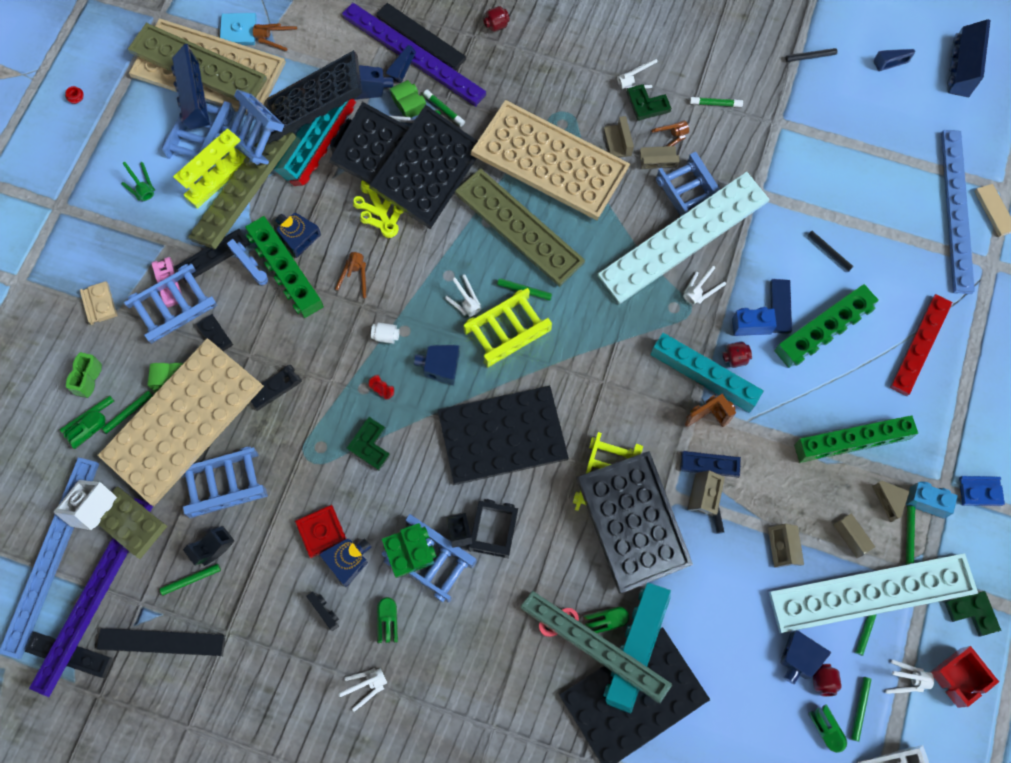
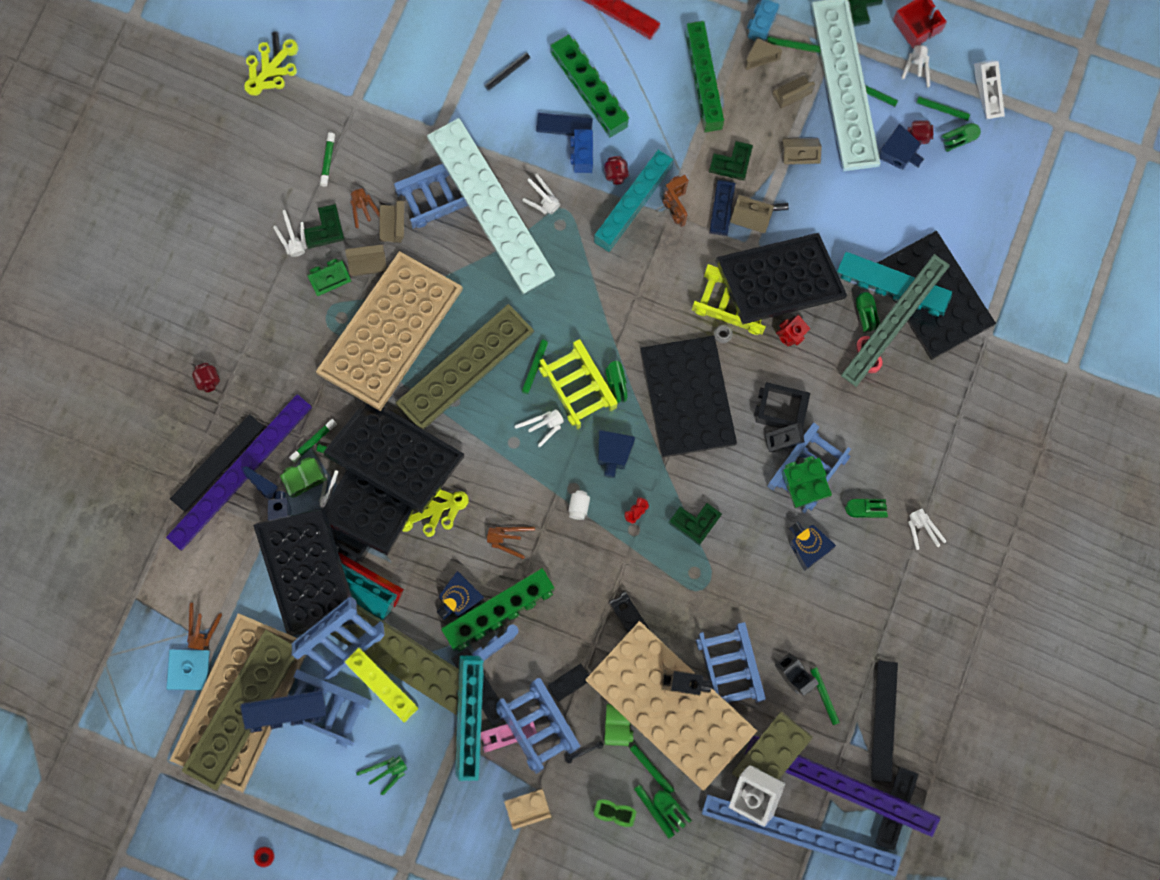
camera: 90 degrees left, 5 degrees up
(142, 337) = (568, 759): none -> black hinge
(176, 238) = (469, 718): none -> teal brick
(192, 424) = (679, 682): none -> black torso
(320, 531) = (781, 570): red plate -> none
(328, 617) = (863, 561): black plate -> none
(516, 362) = (616, 381): none -> green arm
(574, 462) = (723, 328): none -> light grey plate
(582, 541) = (792, 331): none -> red brick
(599, 108) = (328, 277): none -> green bracket
(759, 476) = (733, 166): none -> dark green plate
(781, 39) = (270, 69): none -> neon yellow plant

